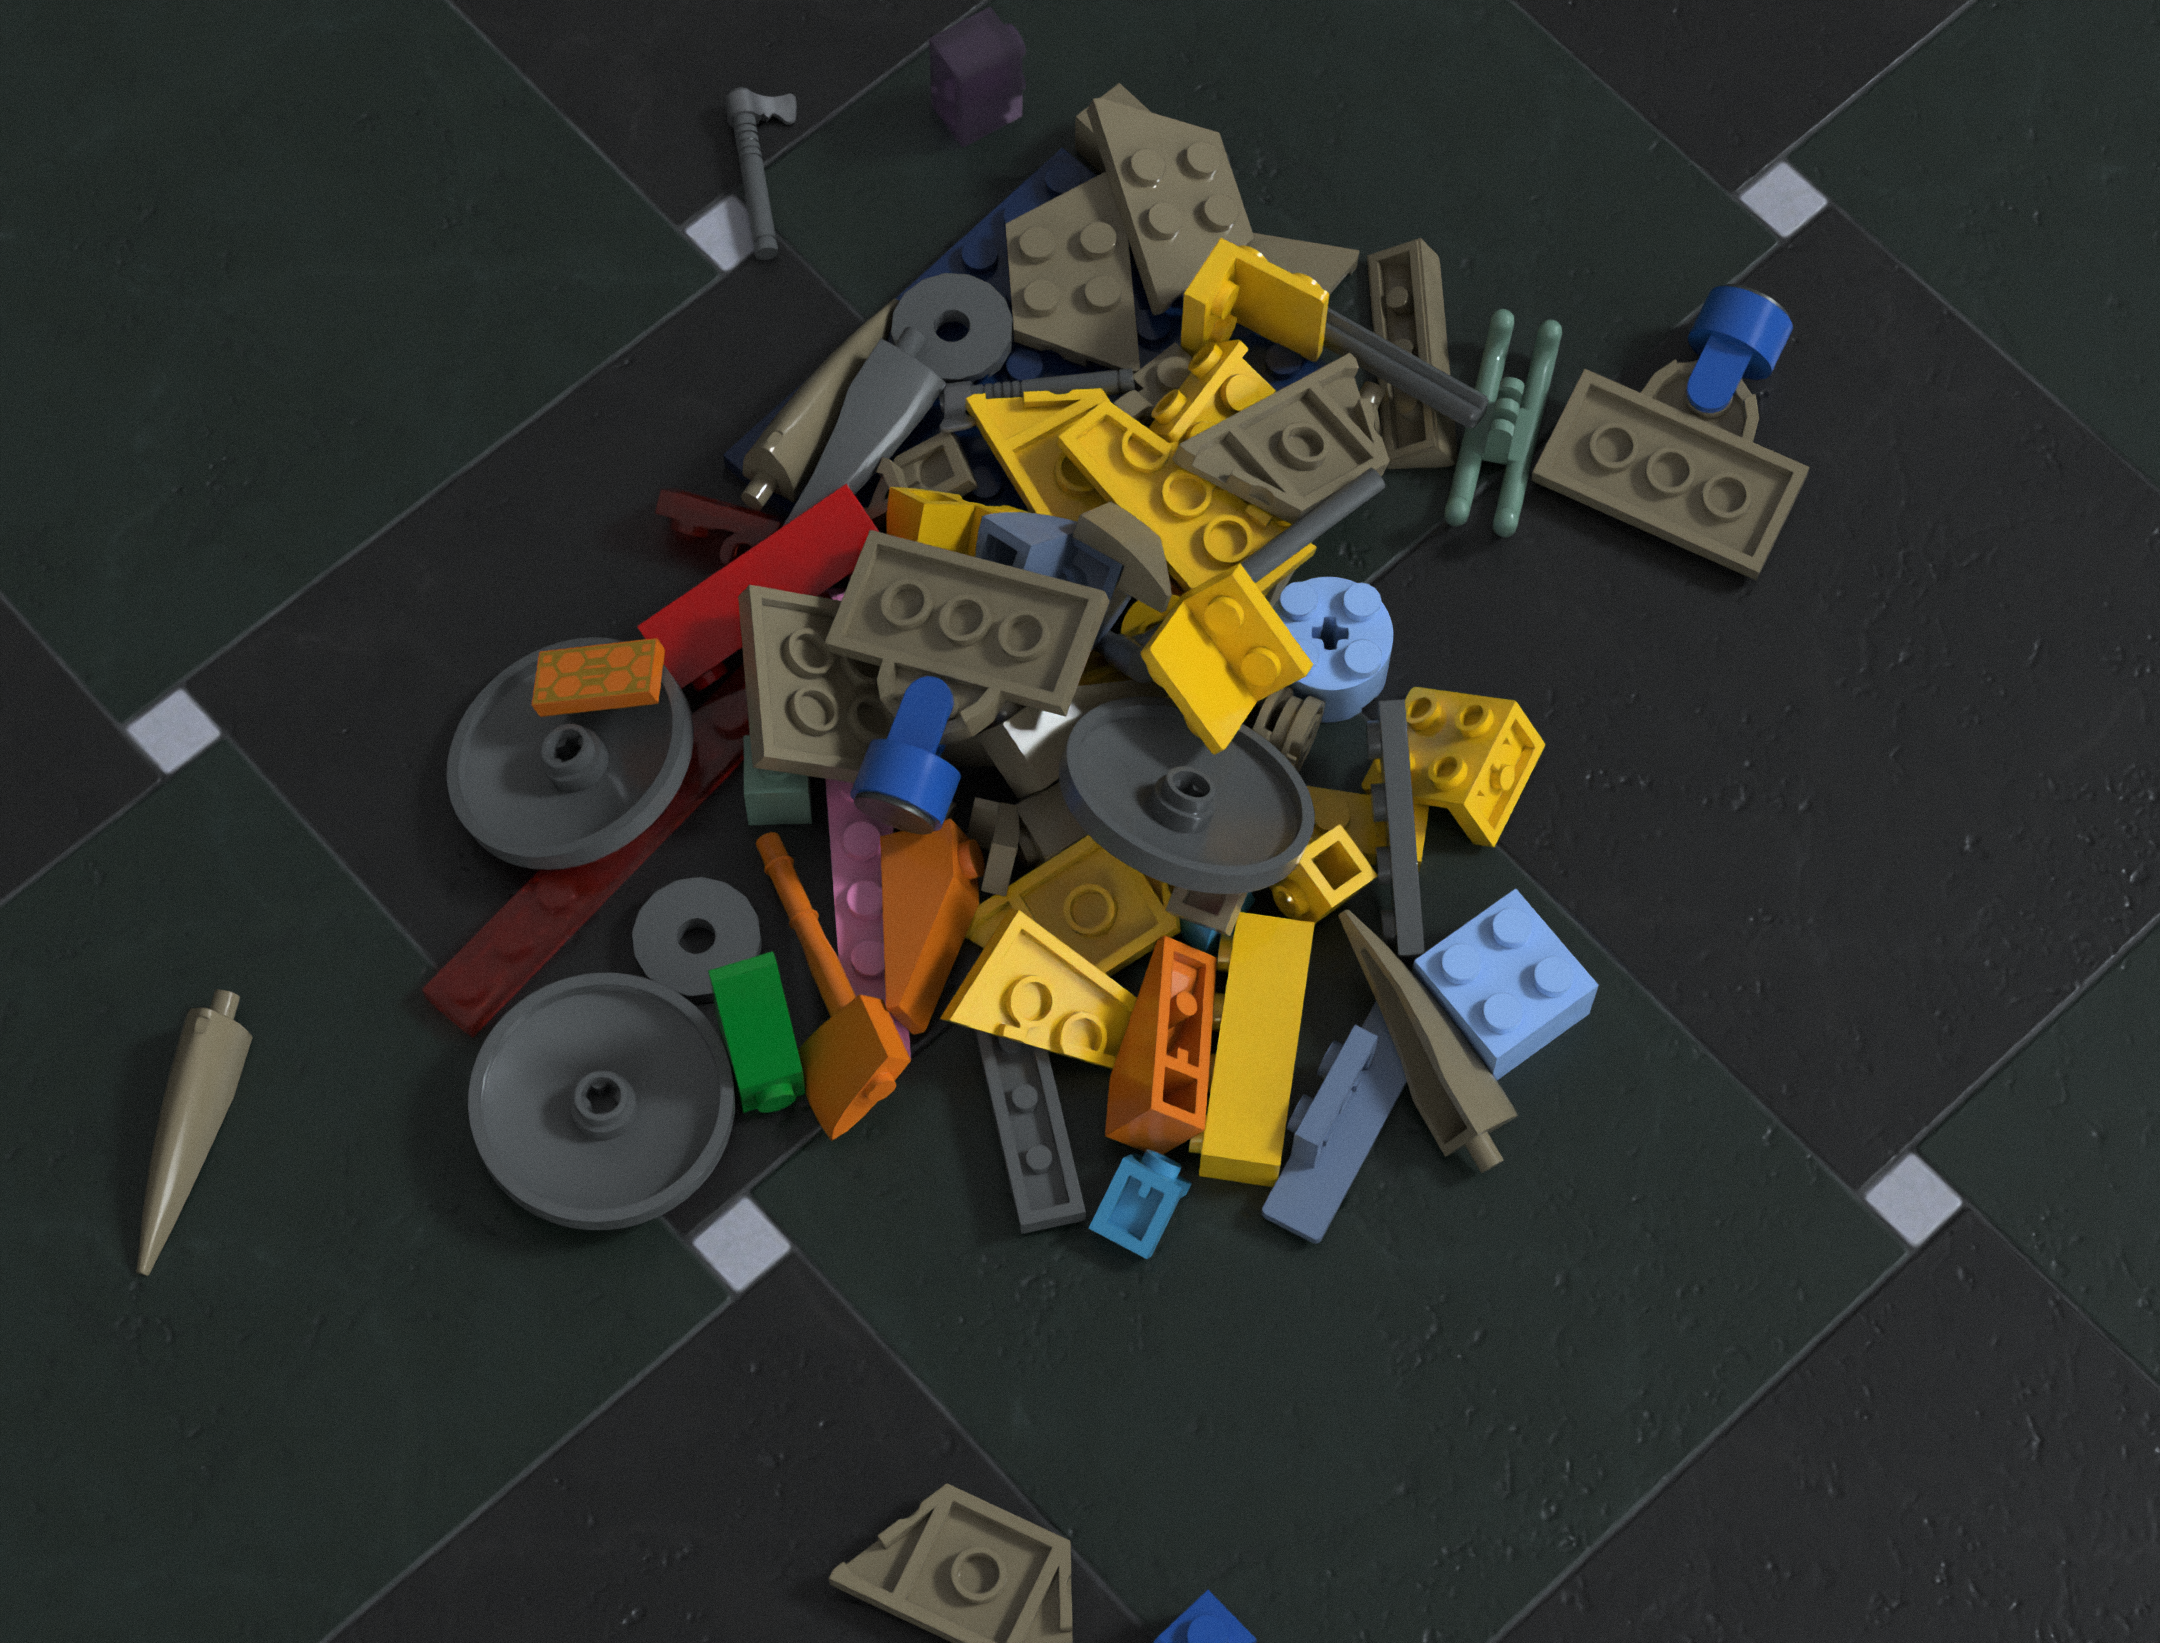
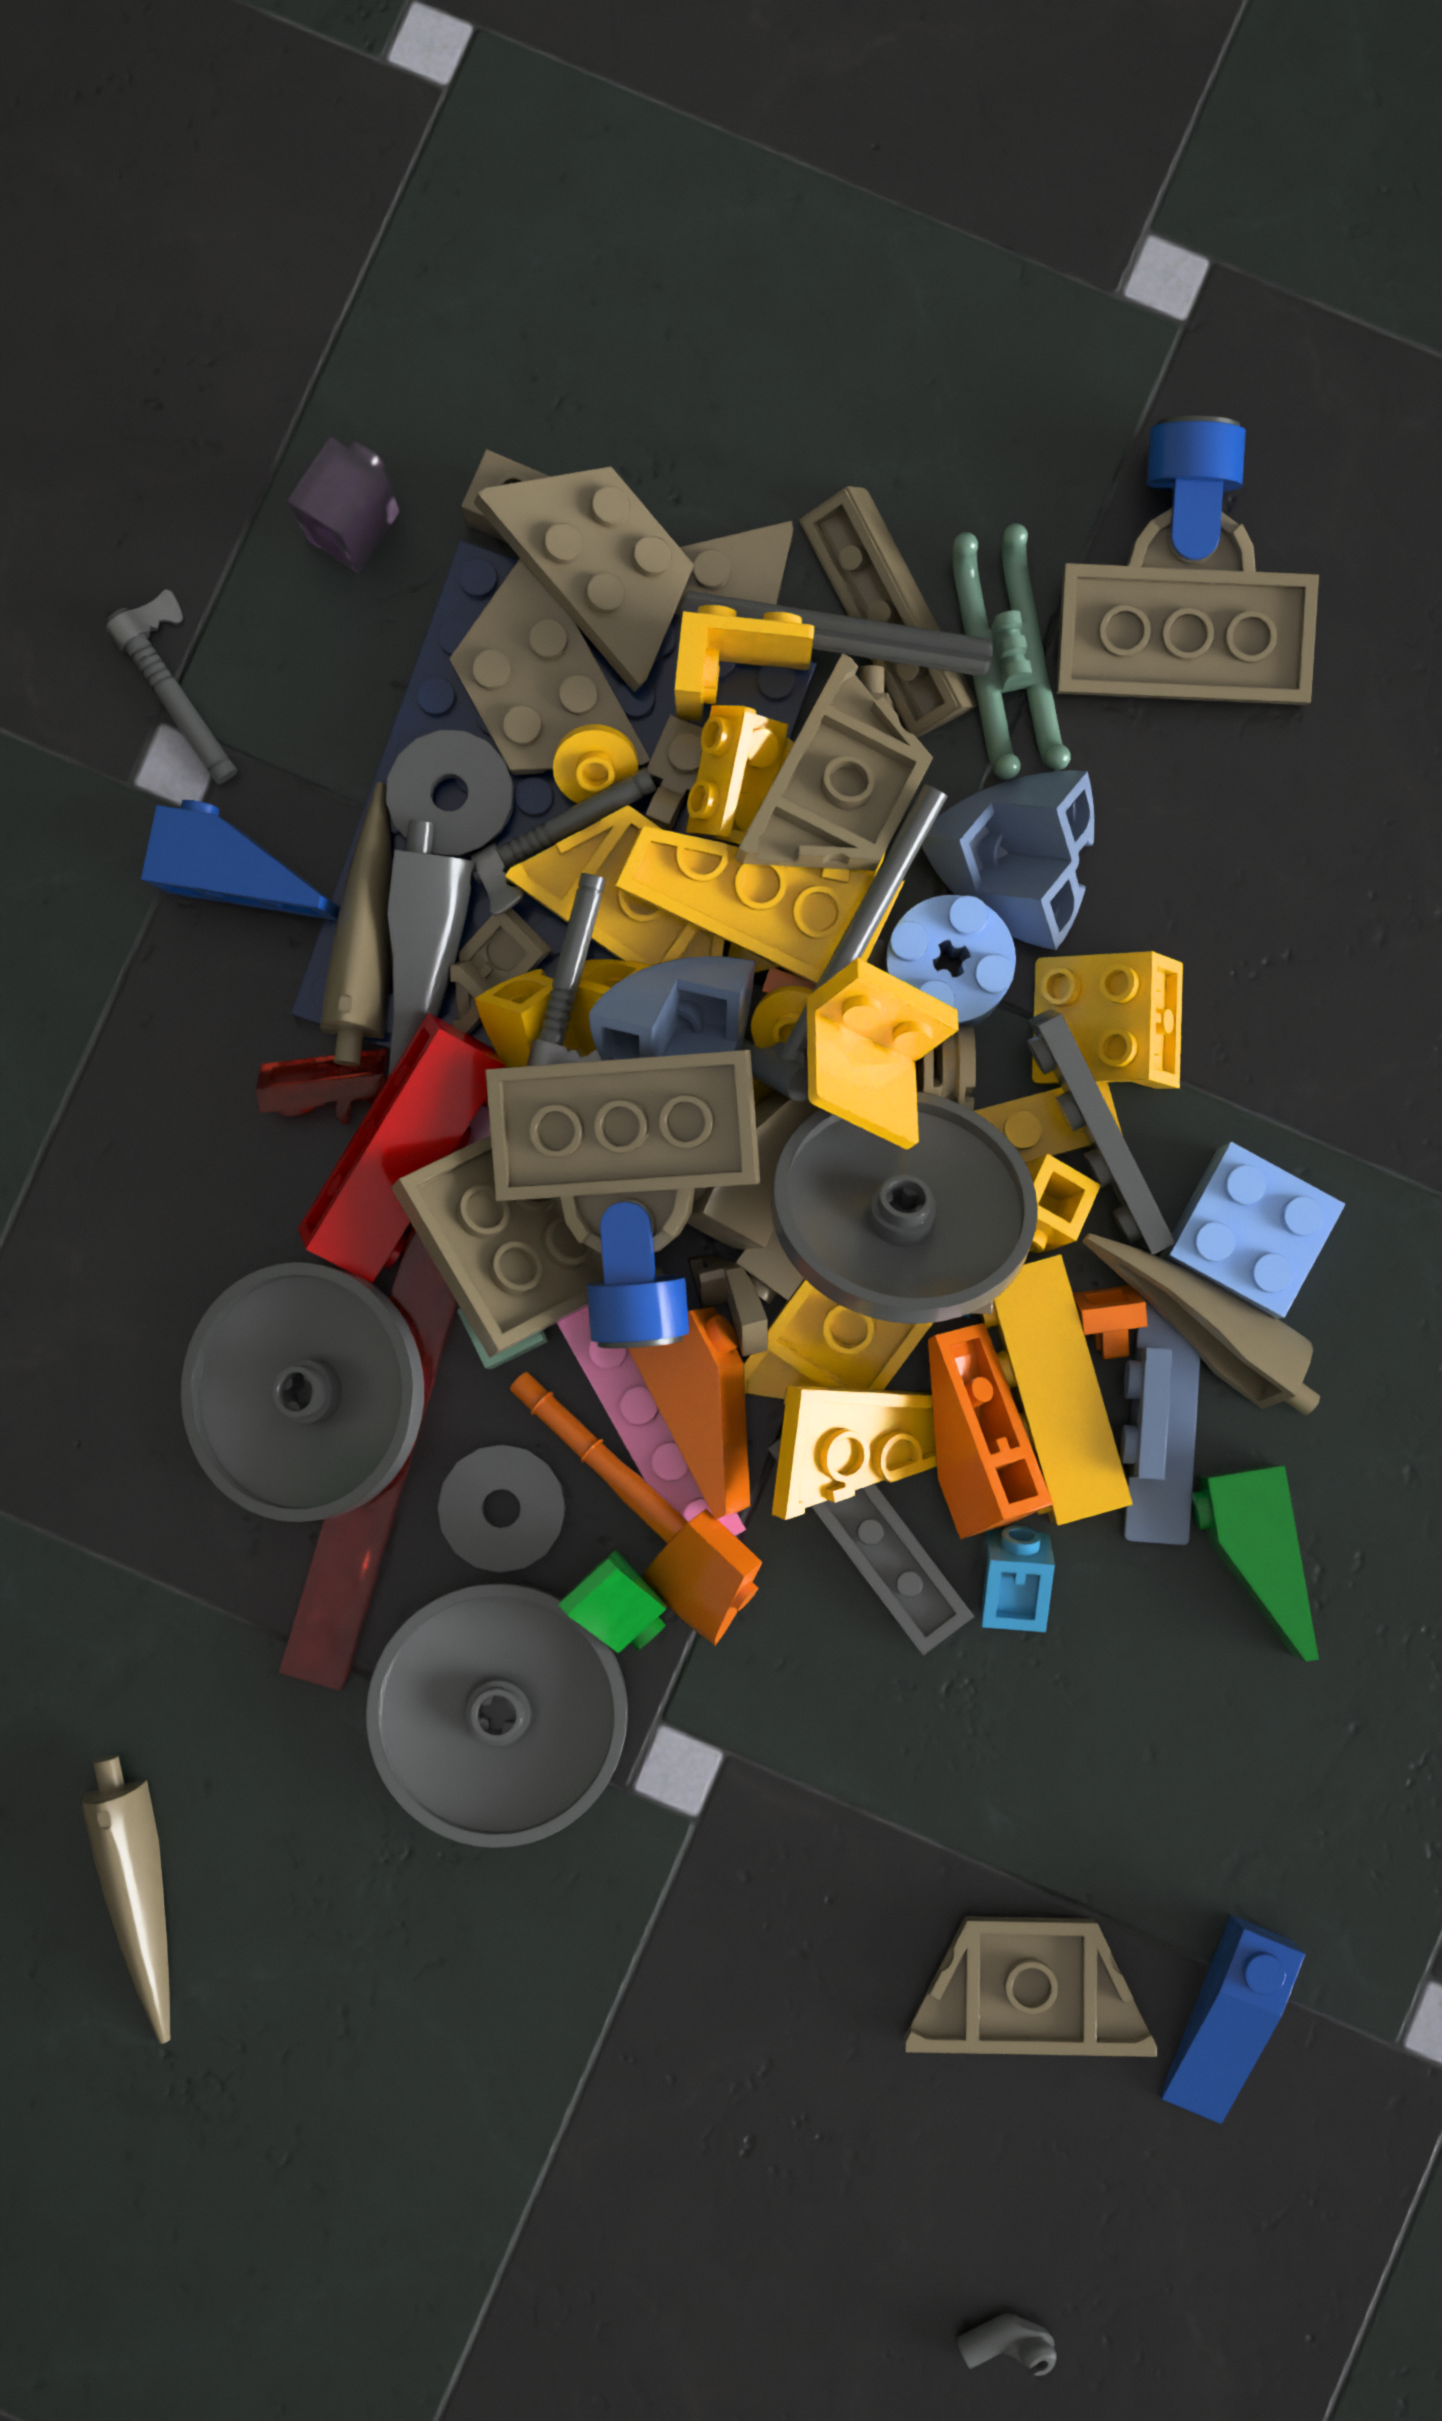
camera: 20 degrees left, 20 degrees up
(598, 677) = (294, 1315): orange tile -> none
(720, 305) = (210, 859): none -> blue slope
(989, 485) = (549, 1046): none -> dark grey piece
(1089, 345) = (592, 760): none -> yellow piece
(1132, 544) = (738, 969): dark tan slope -> none
(1336, 1004) = (1109, 1315): none -> orange tile
(1382, 1259) = (1256, 1536): none -> green slope
(1438, 585) = (1019, 851): none -> sand blue brick

